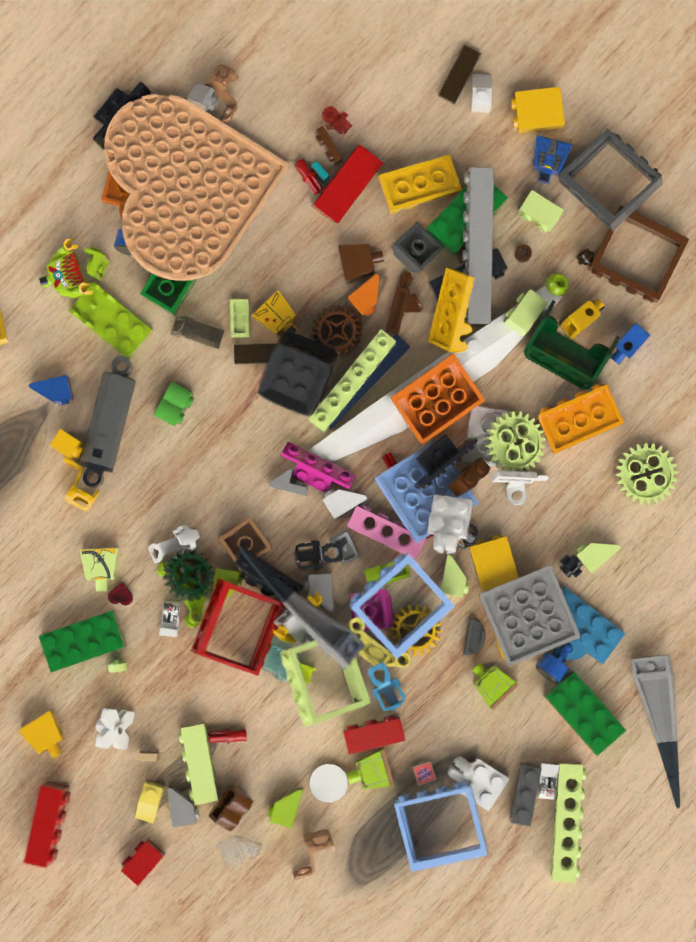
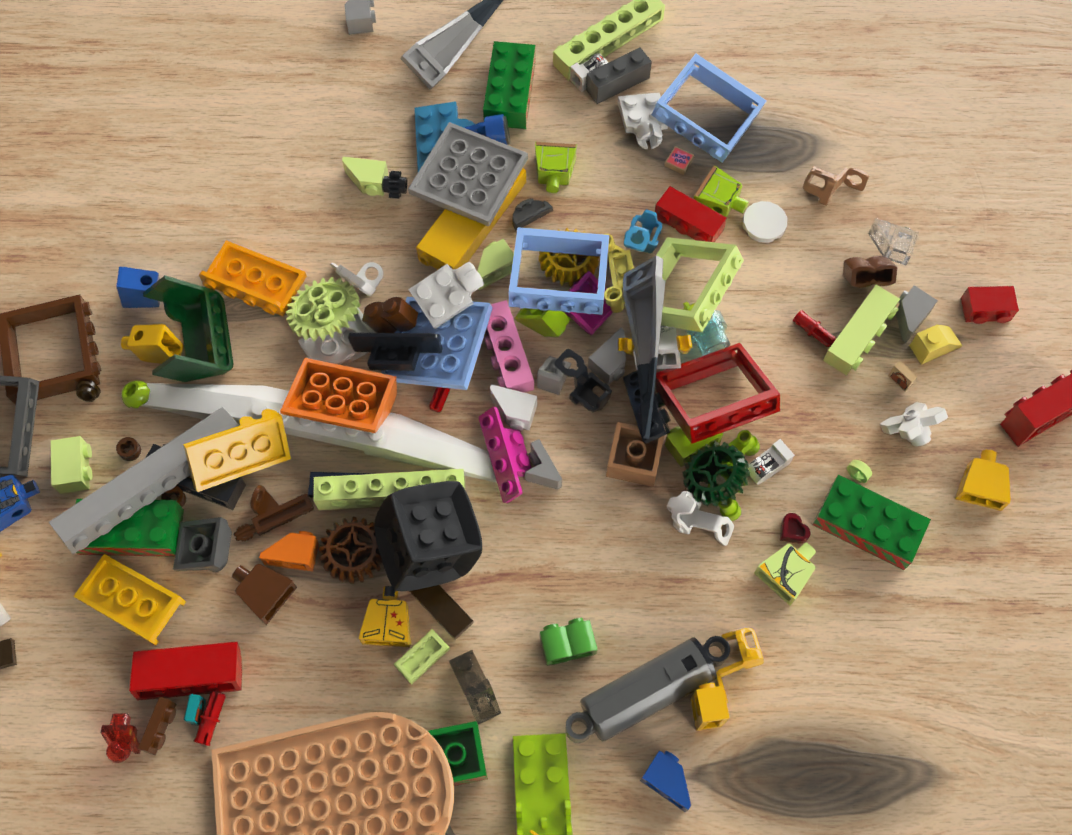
camera: 135 degrees left, 20 degrees down
(285, 809) = (820, 233): lime slope -> none
(525, 313) = (186, 391): yellowish green brick -> none
(652, 491) = (258, 191): yellowish green gear -> none

